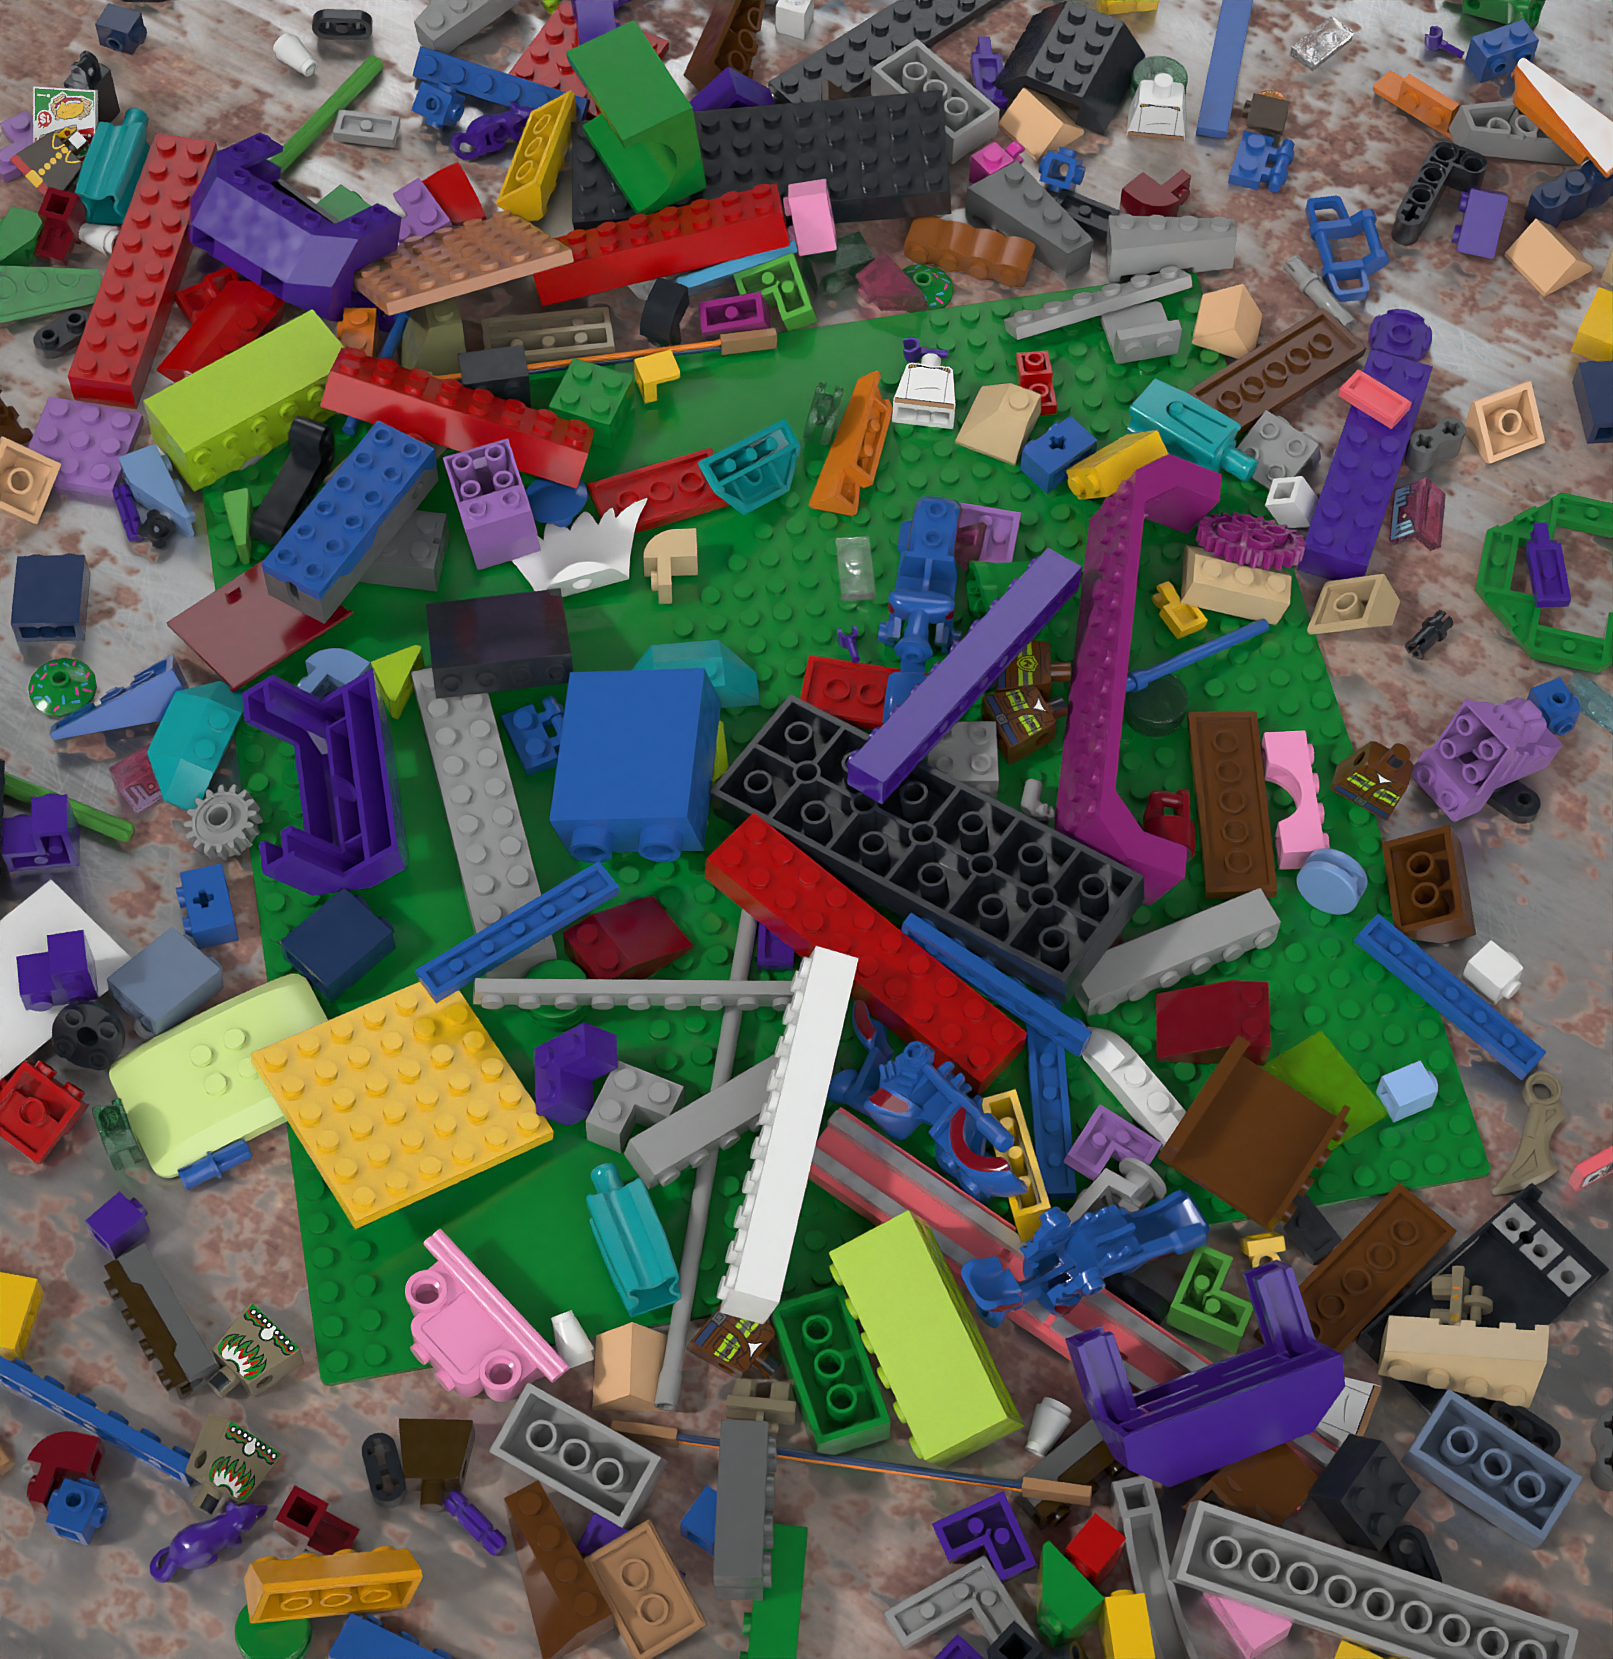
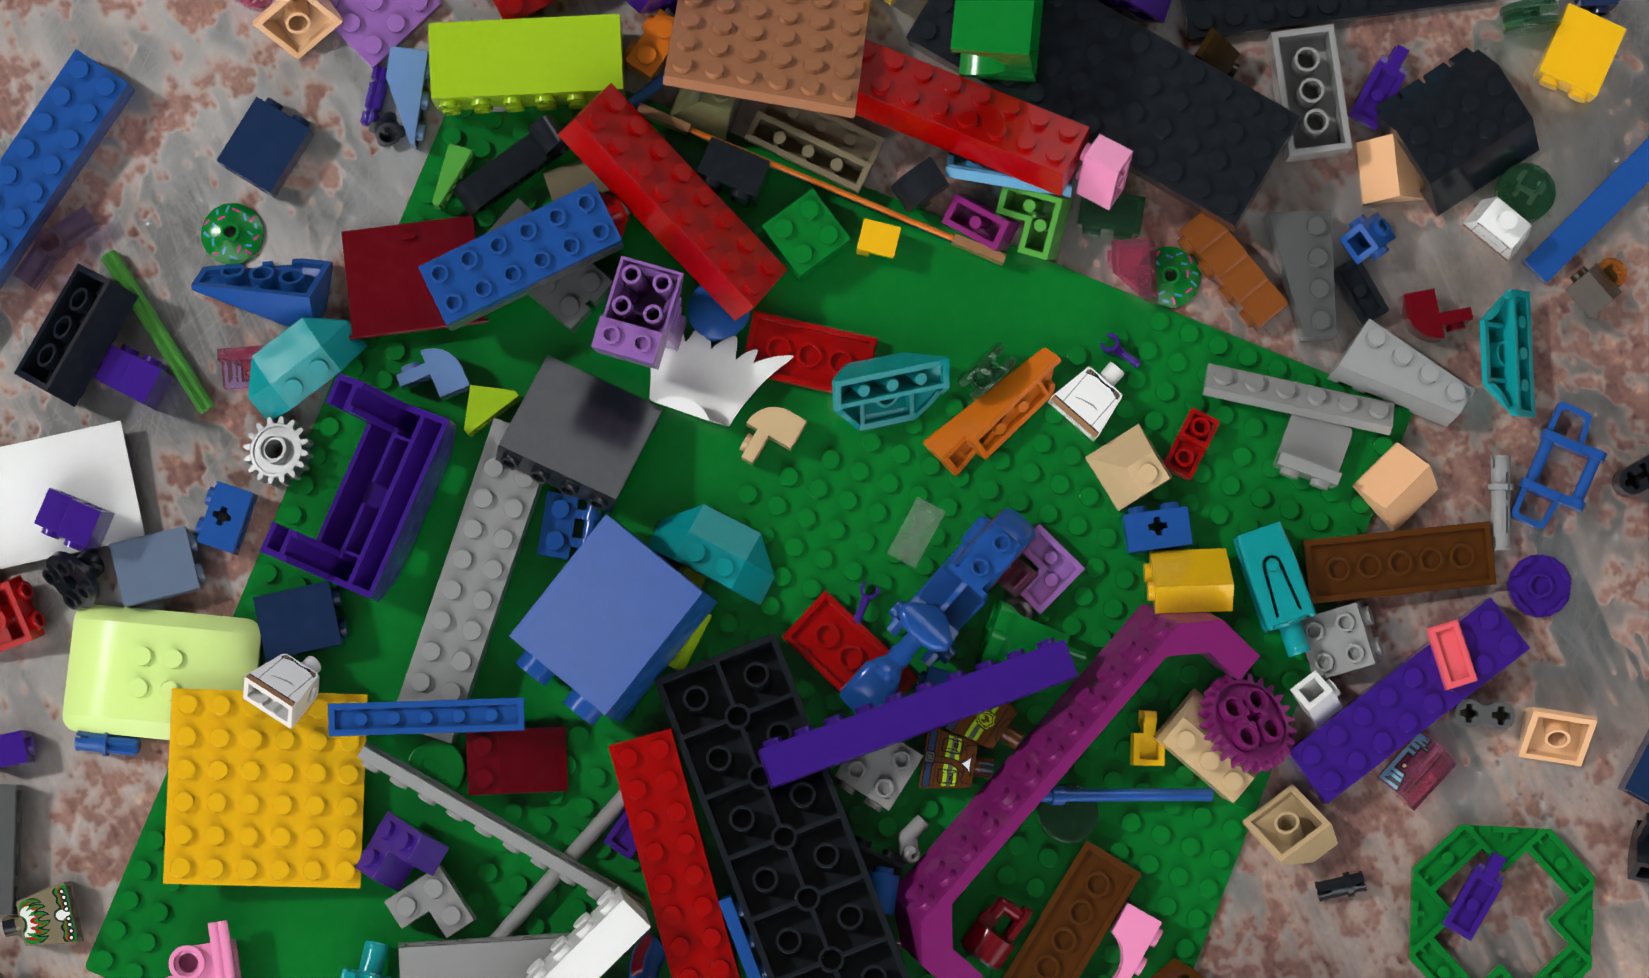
camera: 30 degrees right, 25 degrees up
(117, 1132) = (47, 679): clear green head -> none
(367, 992) = (284, 687): none -> white torso
(992, 159) = (1314, 195): dark pink brick -> none
(1238, 186) = (1509, 353): none -> teal wedge
(1251, 161) = (1550, 322): blue plate -> none

